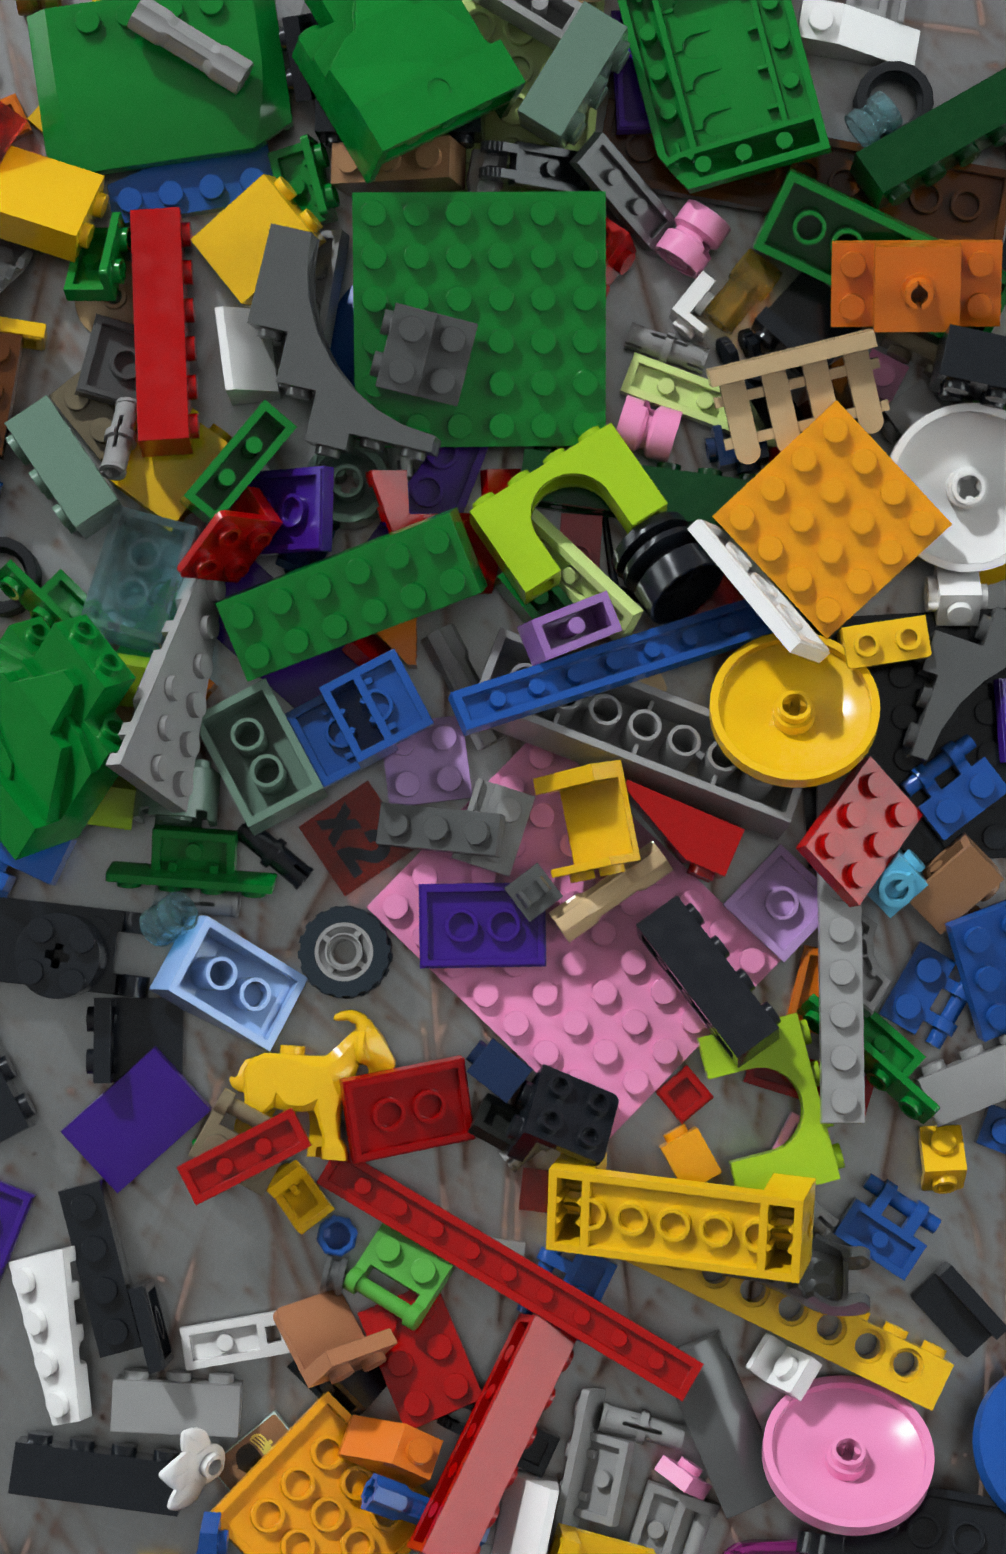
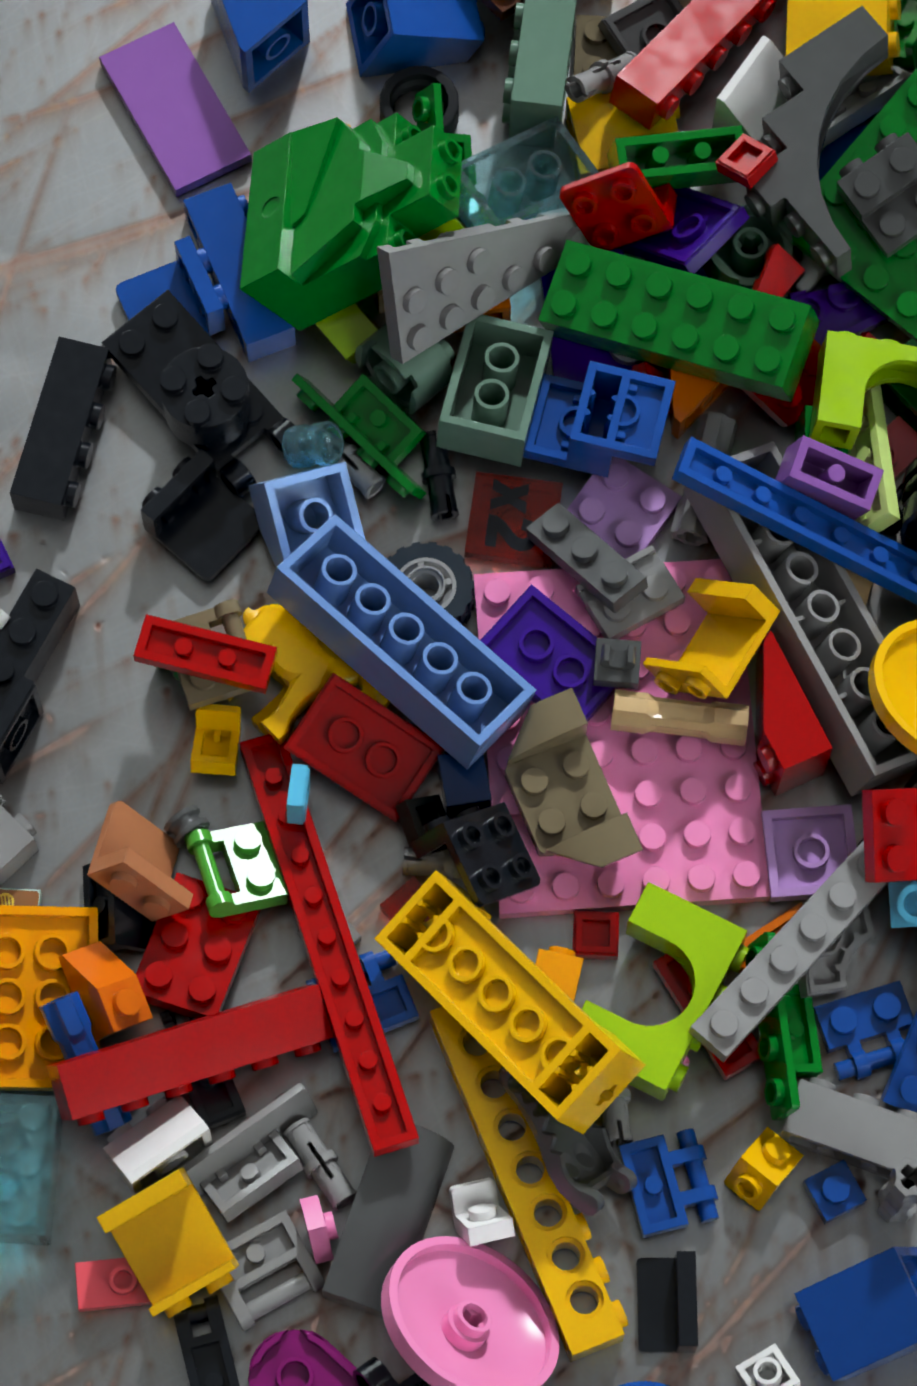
camera: 45 degrees right, 15 degrees down
(136, 1119) = (144, 574): dark purple tile -> none
(229, 1341) = (56, 805): white plate -> none
(296, 428) = (746, 161): none -> red tile
(337, 1235) = (217, 799): blue tile -> none
(372, 1020) = (400, 641): none -> medium blue brick
(397, 1191) = (298, 794): none -> medium azure tile
(582, 1018) = (564, 788): none -> dark tan piece
(708, 980) = (697, 843): black brick -> none

